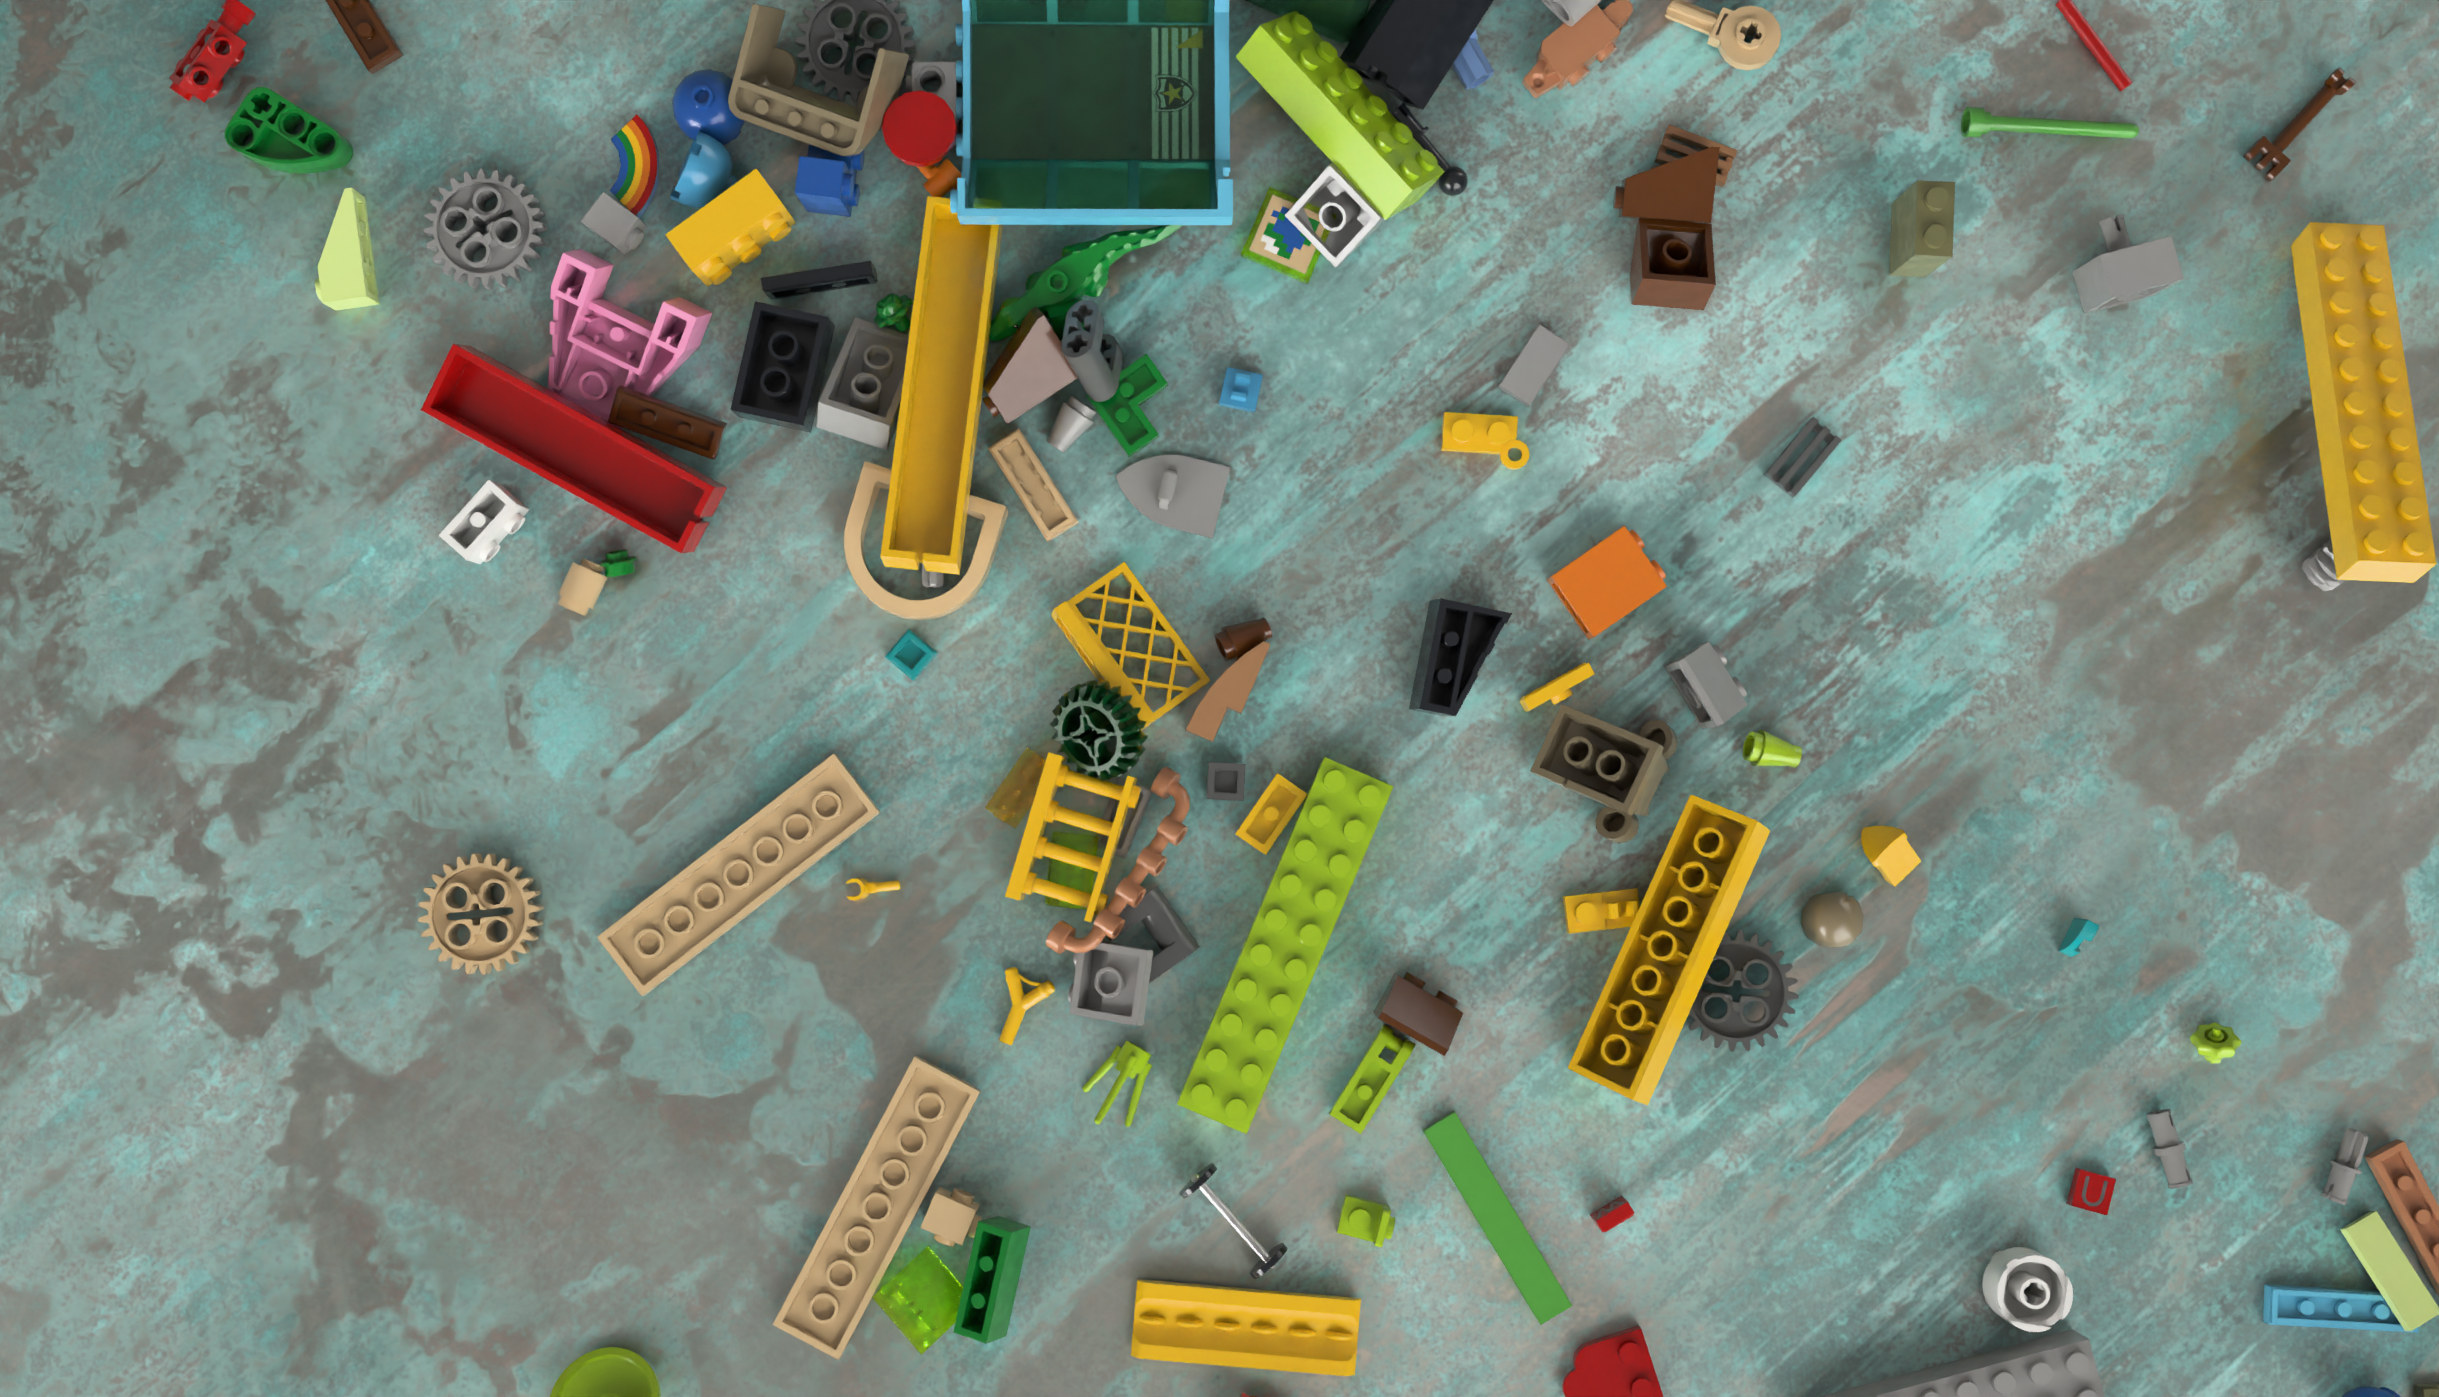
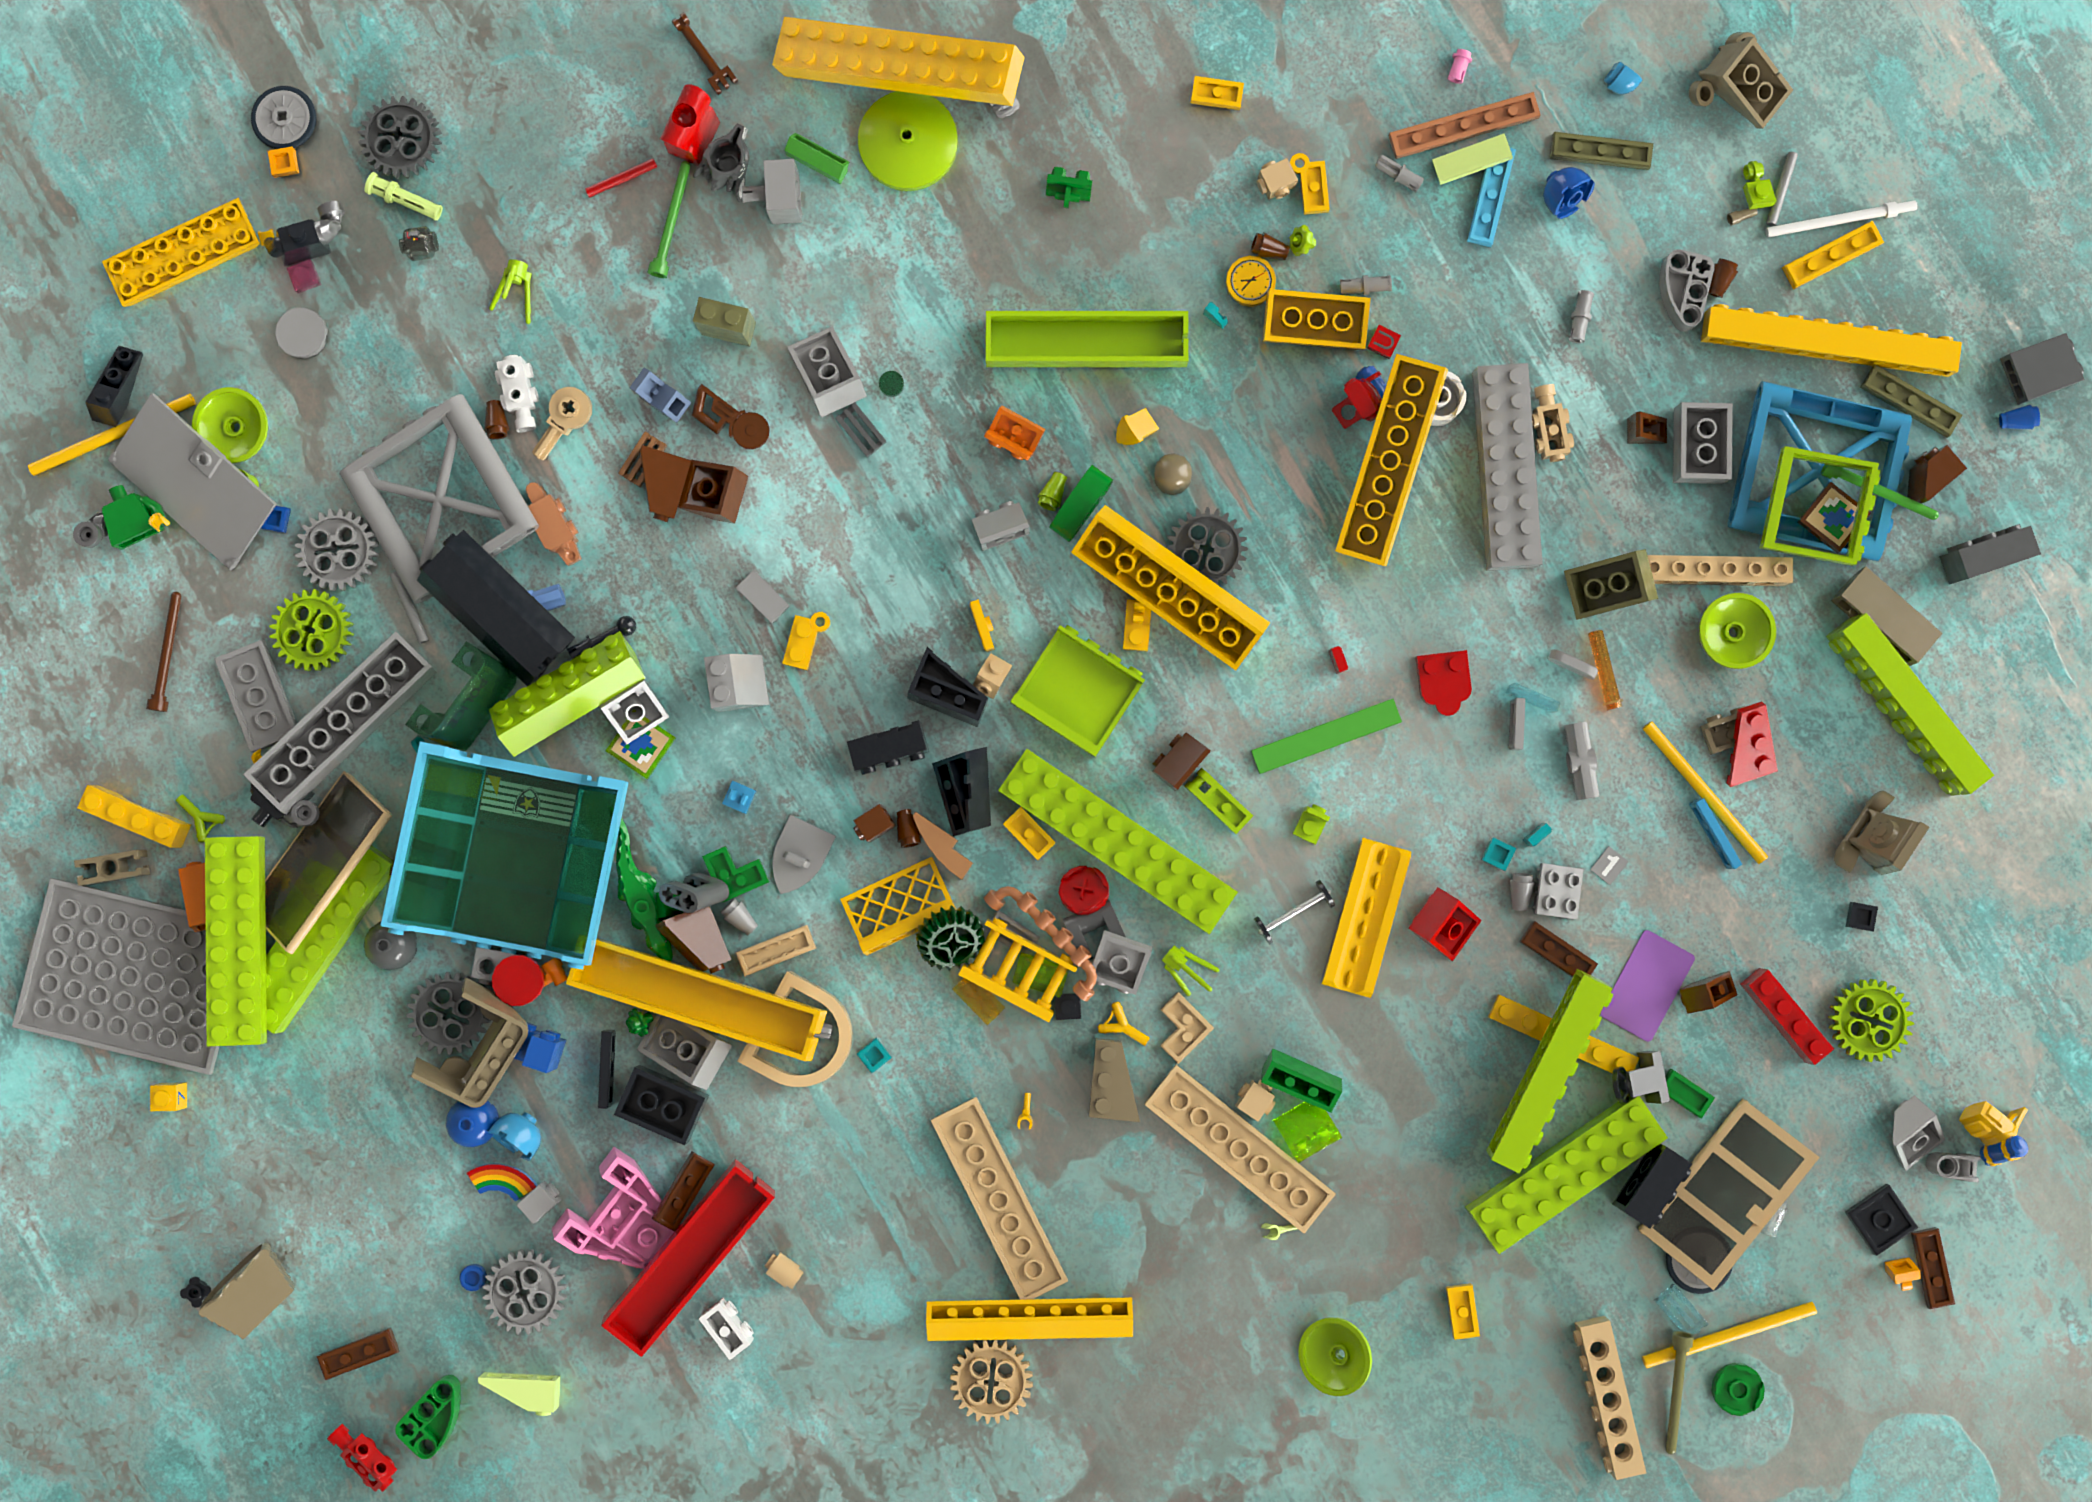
camera: 75 degrees left, 0 degrees up
(493, 154) = (473, 1277): none -> blue tile
(577, 952) = (1029, 1319): none -> yellow brick
(618, 563) = (772, 1242): green plate -> none
(731, 229) = (560, 1121): yellow brick -> none
(769, 1281) = (1275, 1230): none -> yellowish green hand
(934, 1002) = (1111, 1085): none -> dark tan wedge
(1033, 918) = (1068, 1007): none -> black plate
(1037, 1101) = (1190, 1031): none -> tan tile
(1205, 909) = (1084, 890): none -> red tile
(1226, 781) = (1001, 859): dark grey plate -> none
(1241, 587) = (873, 824): none -> reddish brown brick
(1315, 709) = (965, 790): none -> black wedge
(1354, 587) = (888, 748): none -> black wedge
(1405, 350) = (736, 681): none -> light grey slope
(1487, 715) = (992, 675): none -> tan bracket
(1491, 844) = (1078, 690): none -> lime panel
(1607, 766) = (1041, 603): dark tan piece -> none
(1608, 582) = (918, 577): orange brick -> none
(1765, 795) = (1081, 503): none -> green beam
(1771, 296) = (748, 429): none -> reddish brown piece
(1794, 159) = (660, 395): none -> sand blue brick
(1844, 679) = (1014, 433): none -> orange bracket
(1877, 392) = (827, 371): none -> light grey slope
(1878, 487) = (891, 383): none -> clear green tile
(1928, 1239) = (1391, 459): none -> yellow brick
(2006, 757) = (1086, 338): none -> lime piece
(2007, 1187) = (1365, 394): none -> red piece
(2106, 1086) = (1316, 319): none -> yellow brick
(2138, 978) = (1250, 280): none -> yellow tile
(2151, 186) = (726, 161): none -> dark grey piece
(2183, 315) = (816, 157): none -> bright green piece
(2195, 995) = (1269, 247): none -> reddish brown cone
(2196, 123) = (690, 125): none -> red piece
(2206, 445) = (913, 161): none -> lime dish
(2220, 686) = (1067, 187): none -> green hips
(2298, 988) = (1276, 179): none -> tan brick
(2301, 1042) = (1313, 184): none -> yellow hinge
(2405, 875) = (1217, 93): none -> yellow plate

